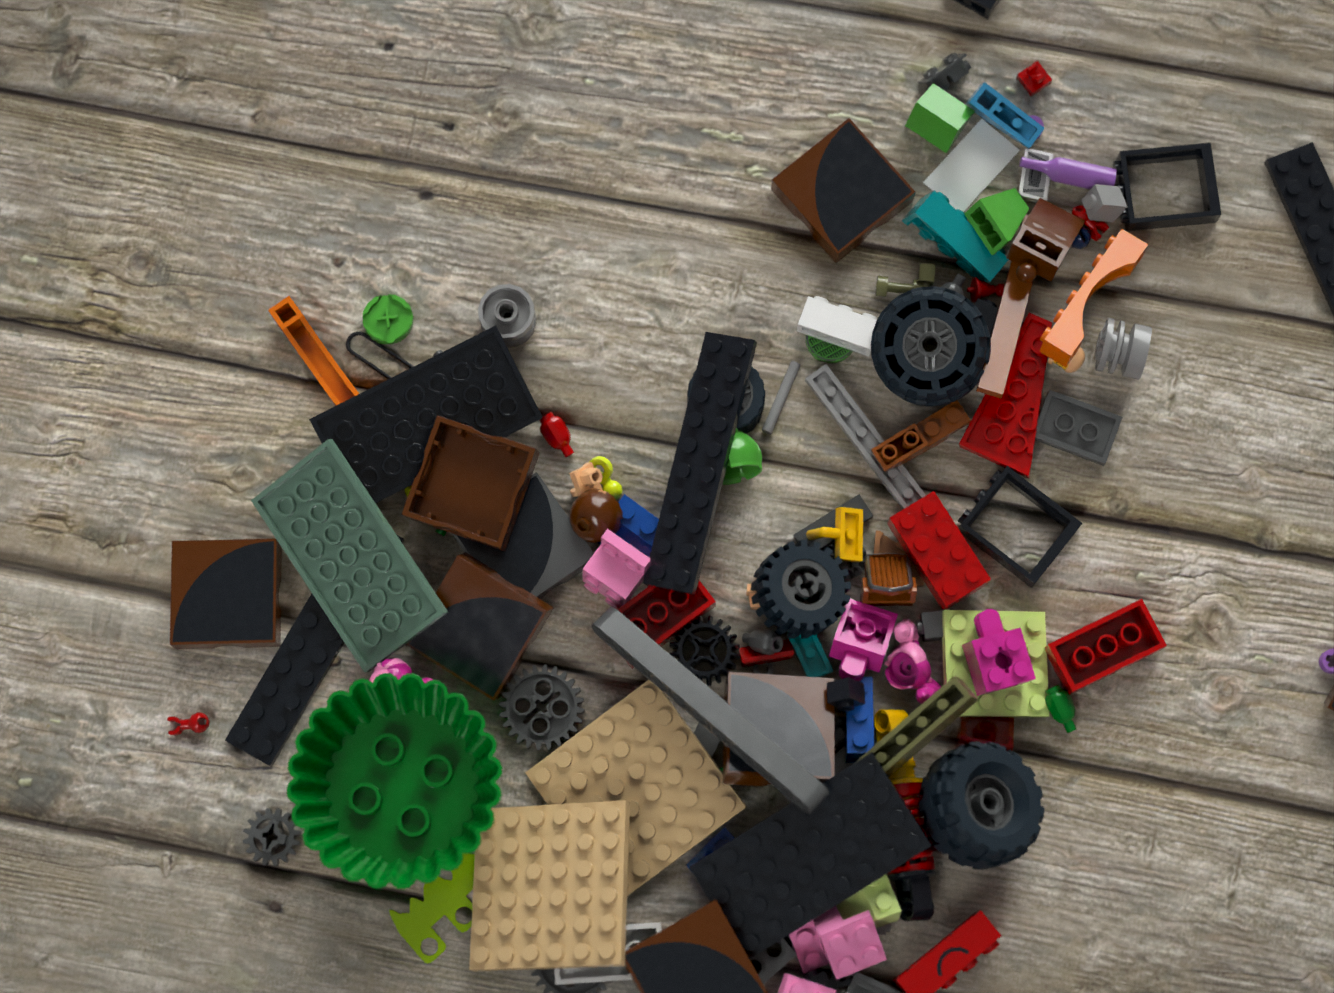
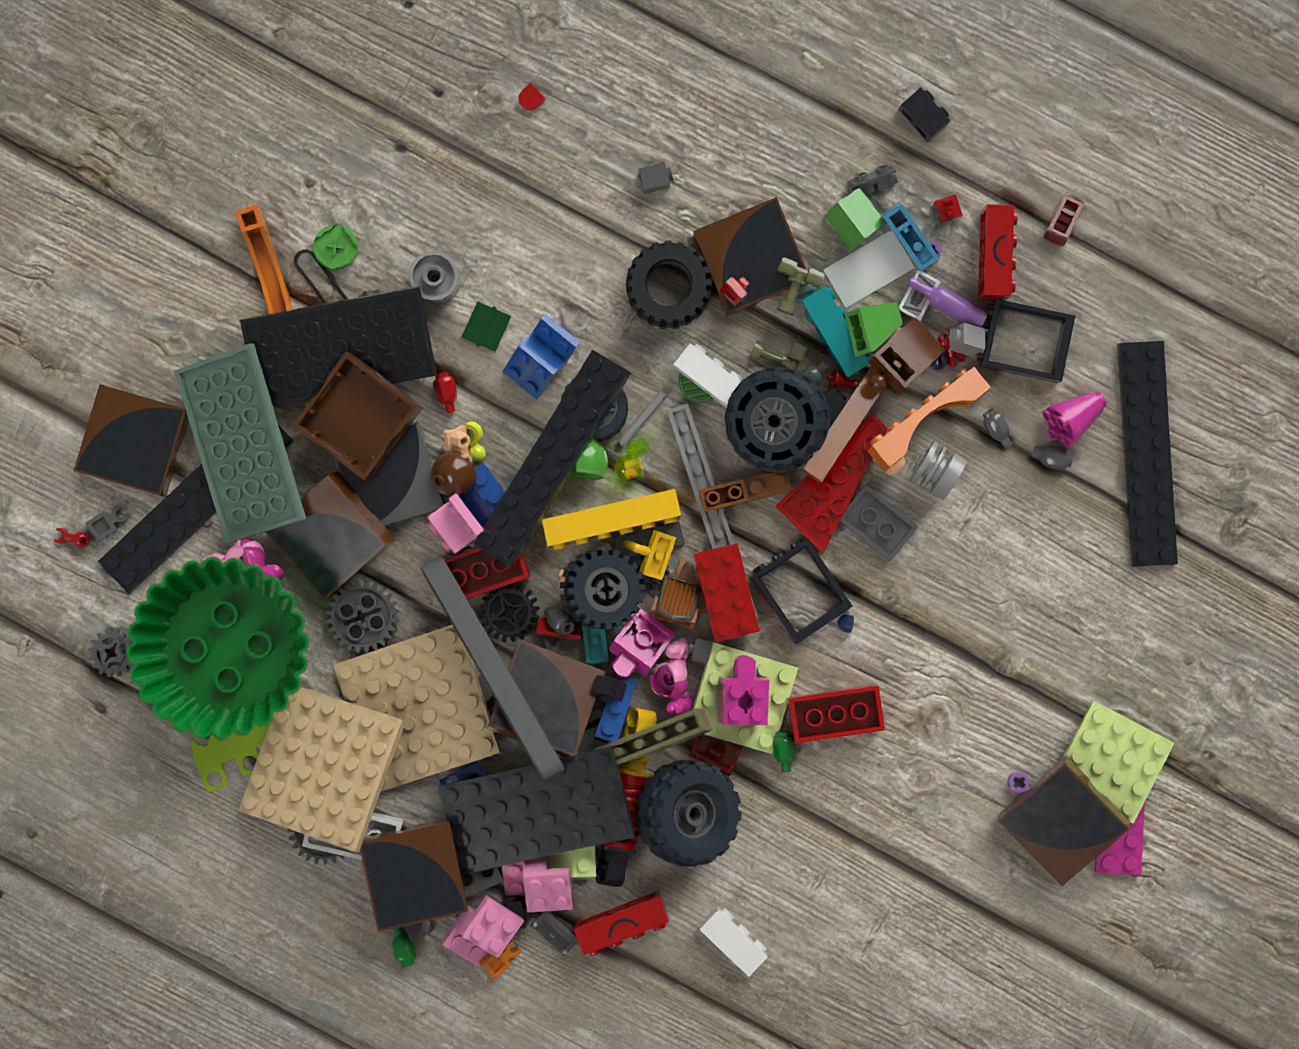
camera: 15 degrees right, 10 degrees up
(220, 697) = (103, 525): none -> dark grey plate
(550, 100) = (530, 98): none -> red tile
(579, 352) = (486, 326): none -> dark green piece
(650, 362) = (541, 356): none -> blue bracket
(711, 140) = (655, 177): none -> dark grey brick
(770, 214) = (679, 256): none -> black tyre
(784, 449) = (630, 465): none -> clear neon green piece
(785, 511) = (611, 518): none -> yellow brick
(838, 225) = (734, 290): none -> red tile
(901, 192) = (798, 277): none -> olive bar
(1079, 546) = (846, 623): none -> dark blue hinge
(1080, 940) = (734, 940): none -> white brick
(1103, 103) = (996, 252): none -> red brick
(1159, 68) = (1058, 233): none -> slope
(1168, 286) = (997, 427): none -> dark grey plant
(1241, 299) = (1054, 457): none -> dark grey plant
(1246, 250) = (1073, 417): none -> dark pink cone

